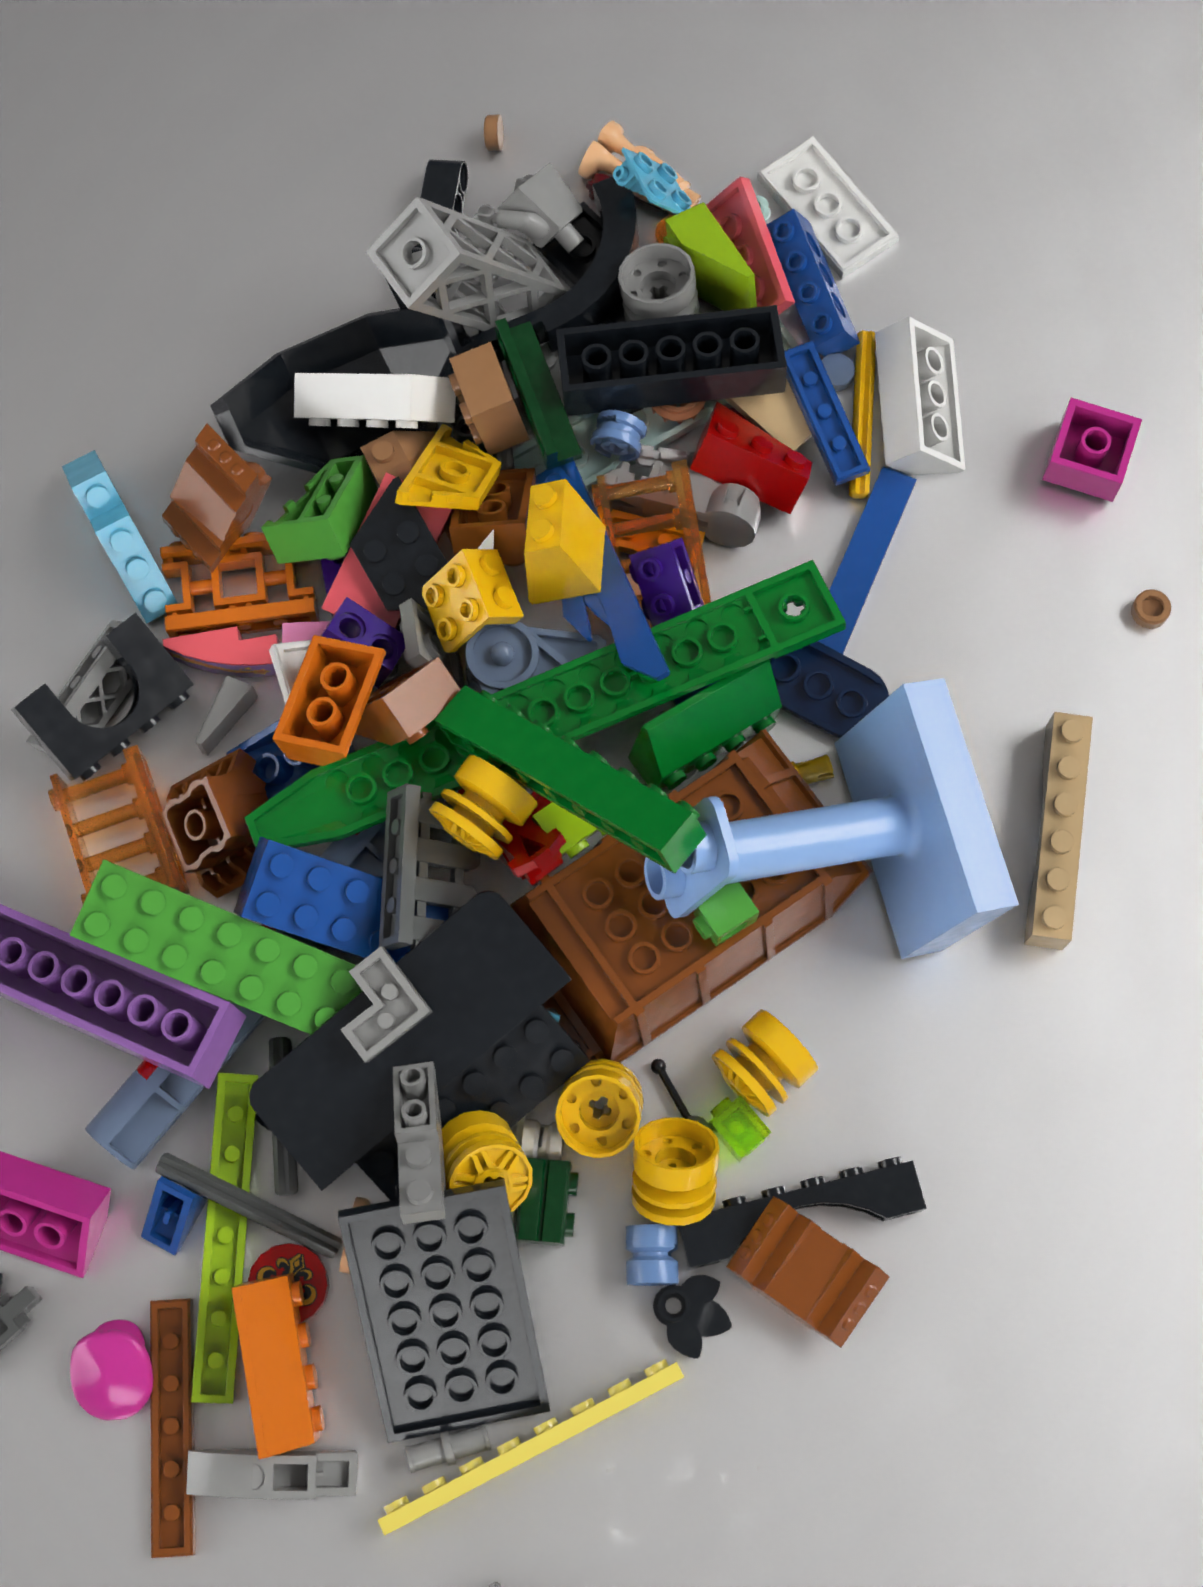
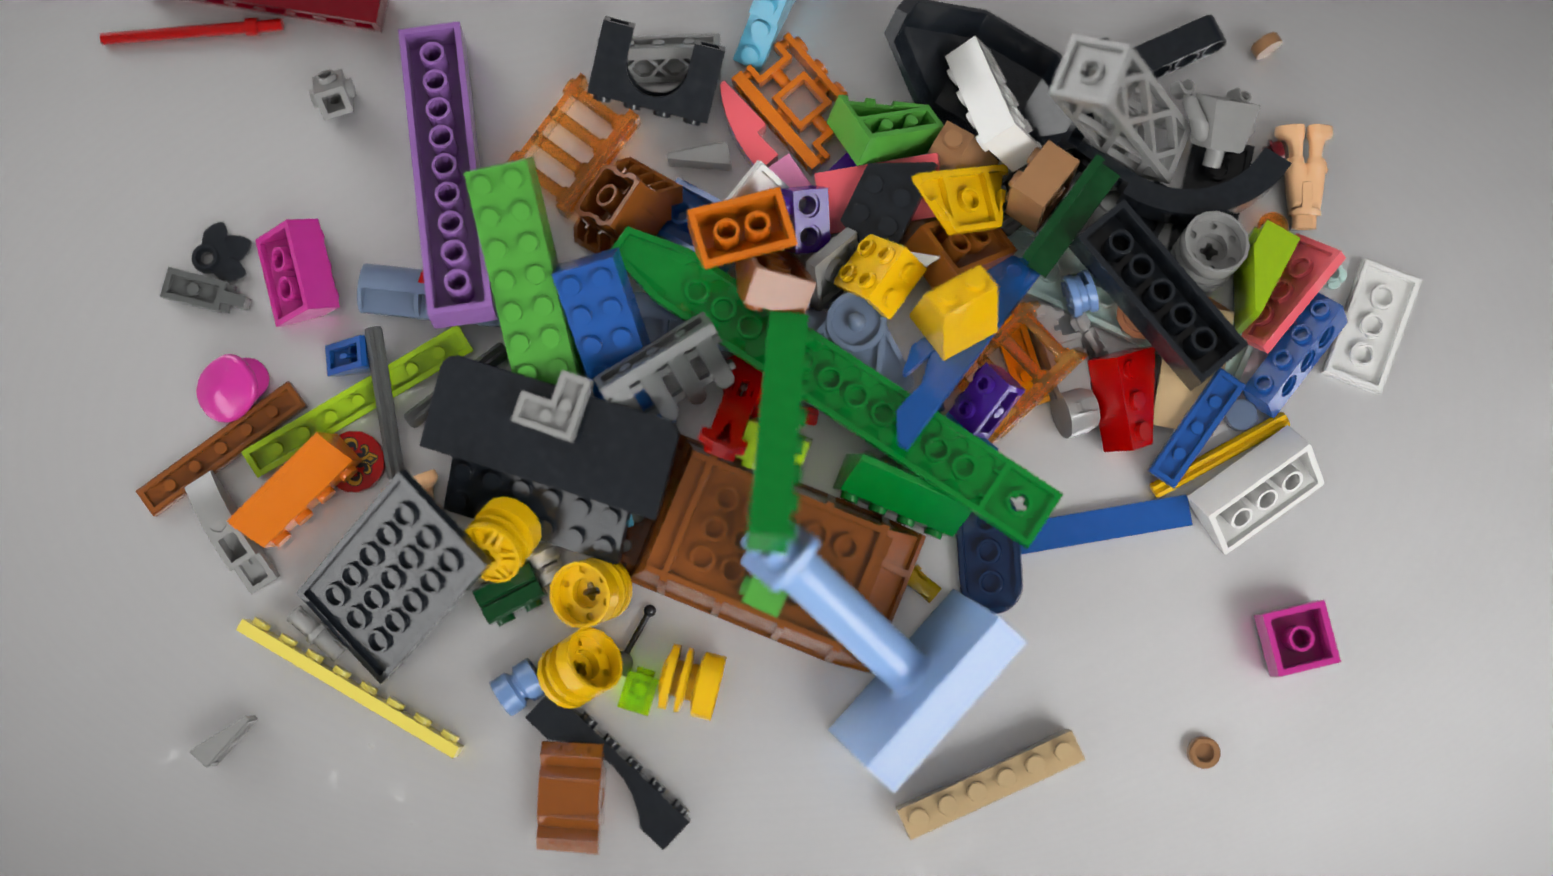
camera: 55 degrees right, 10 degrees up
(214, 498) = (842, 47): dark orange slope -> none
(419, 1143) = (481, 492): light grey slope -> none
(482, 808) = (729, 384): yellow wheel -> none
(651, 180) = (1293, 192): medium azure hinge -> none
(698, 1314) = (500, 741): black plate -> none

